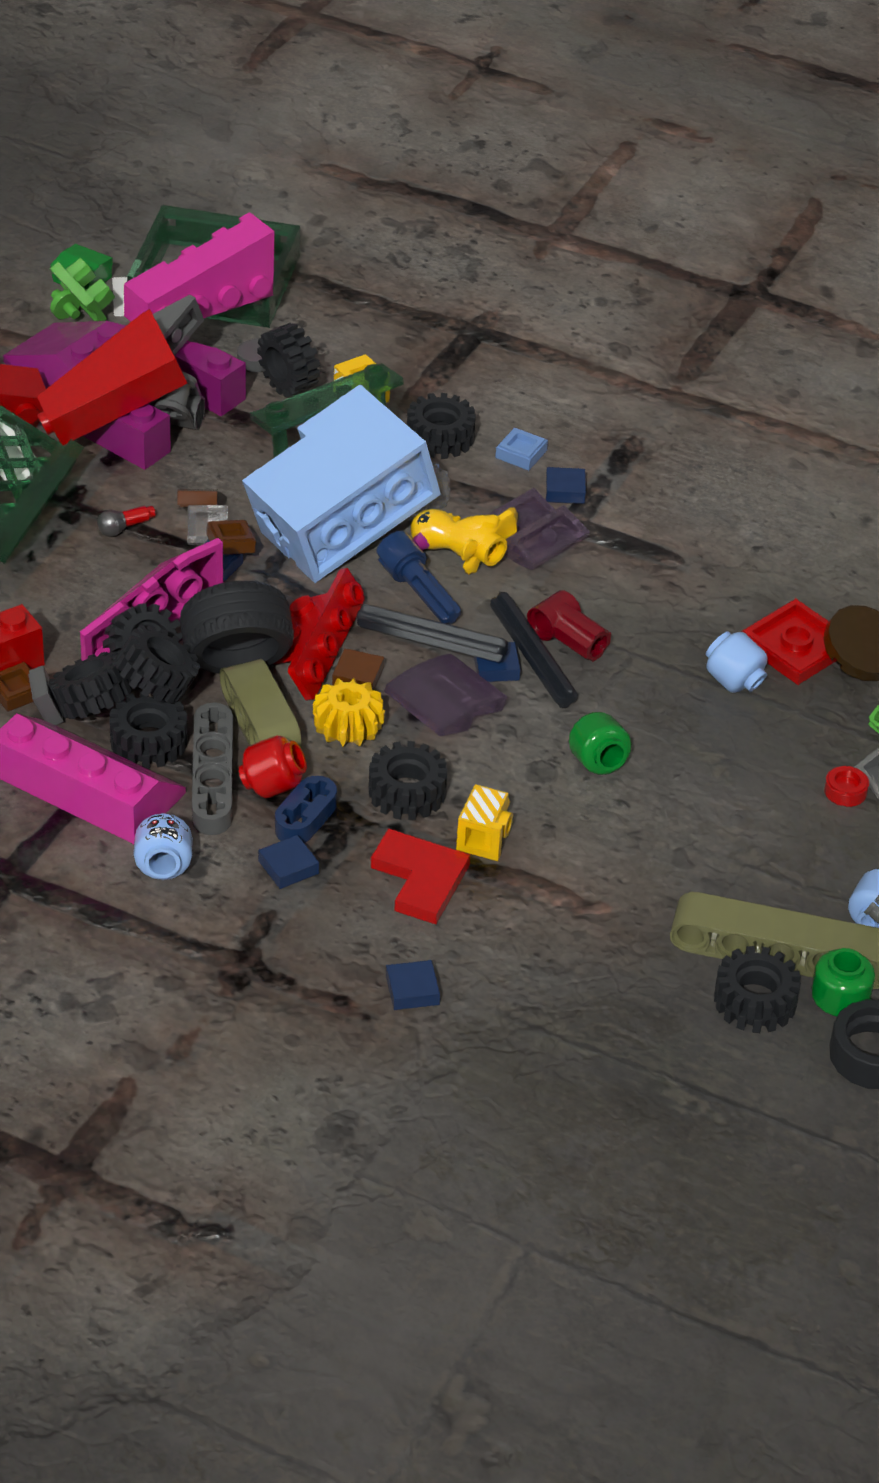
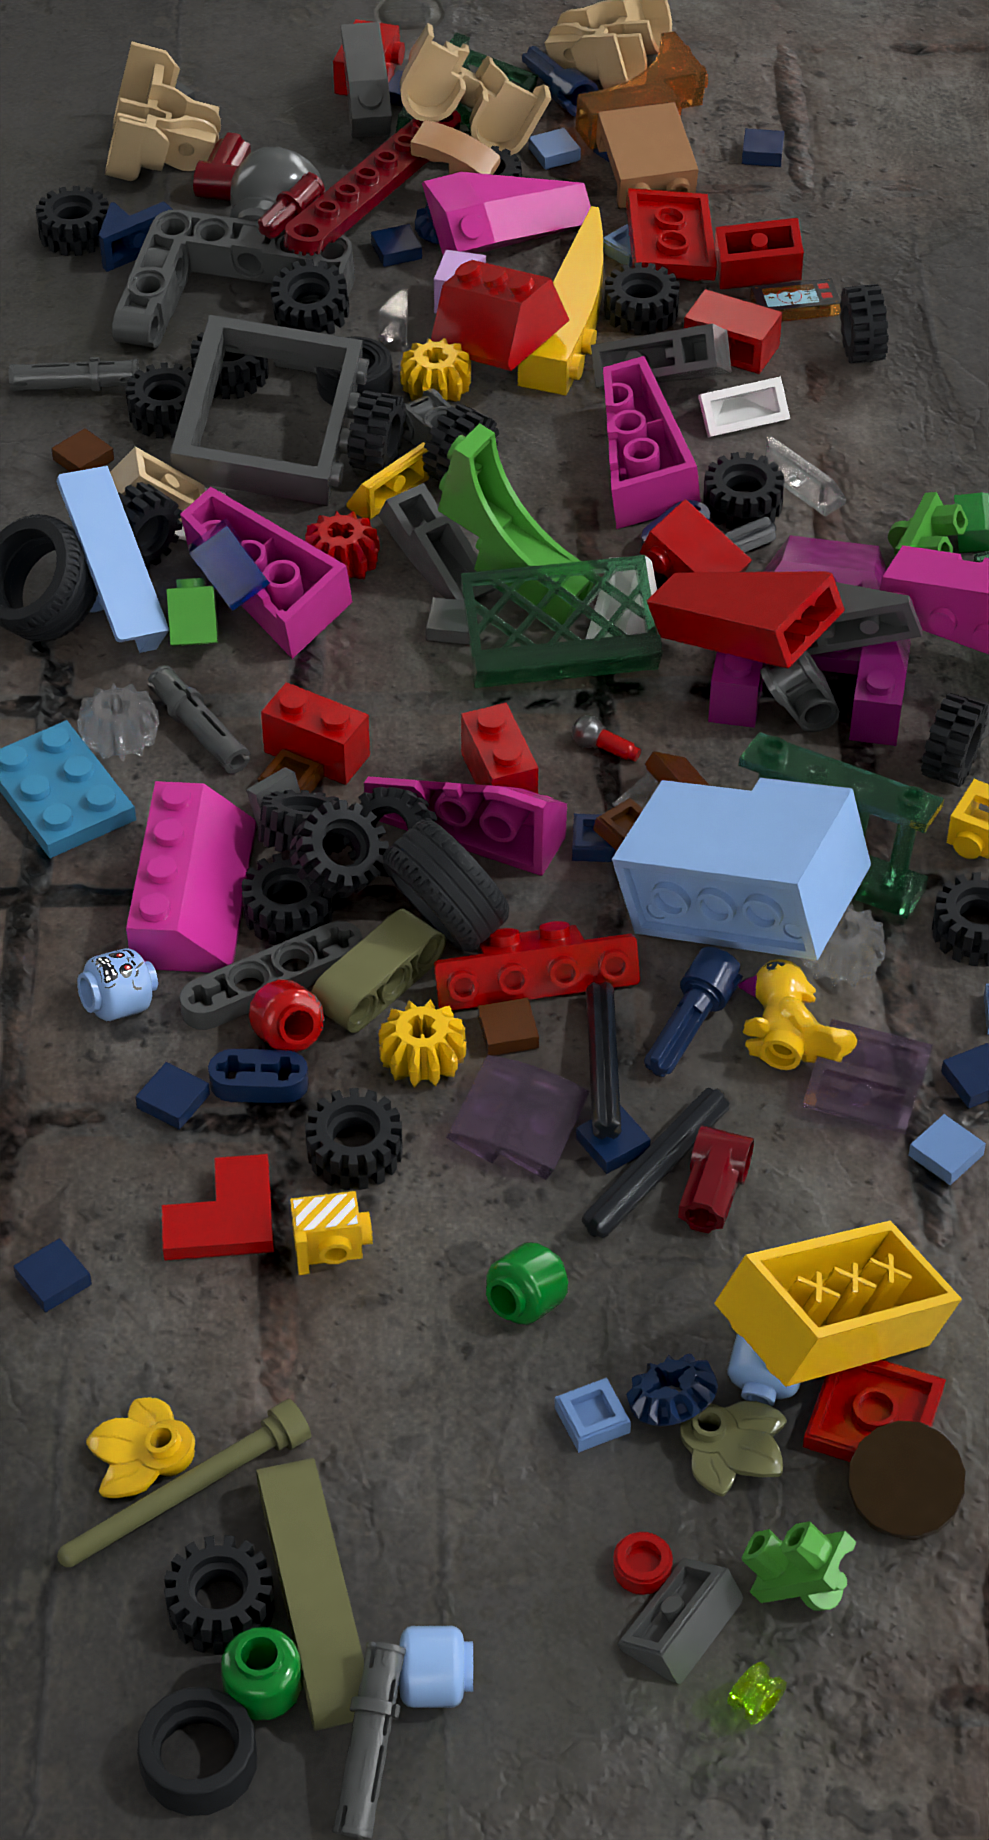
camera: 65 degrees right, 5 degrees up
(106, 566) = (497, 749): none -> red brick
(599, 991) = (141, 1447): none -> yellow plate
(615, 523) = (947, 1149): none -> medium blue tile
(637, 909) = (281, 1429): none -> olive piece
(717, 763) = (592, 1415): none -> medium blue tile
(741, 596) = (836, 1302): none -> yellow brick
(746, 715) = (660, 1405): none -> dark blue gear
(784, 708) = (738, 1446): none -> olive plate

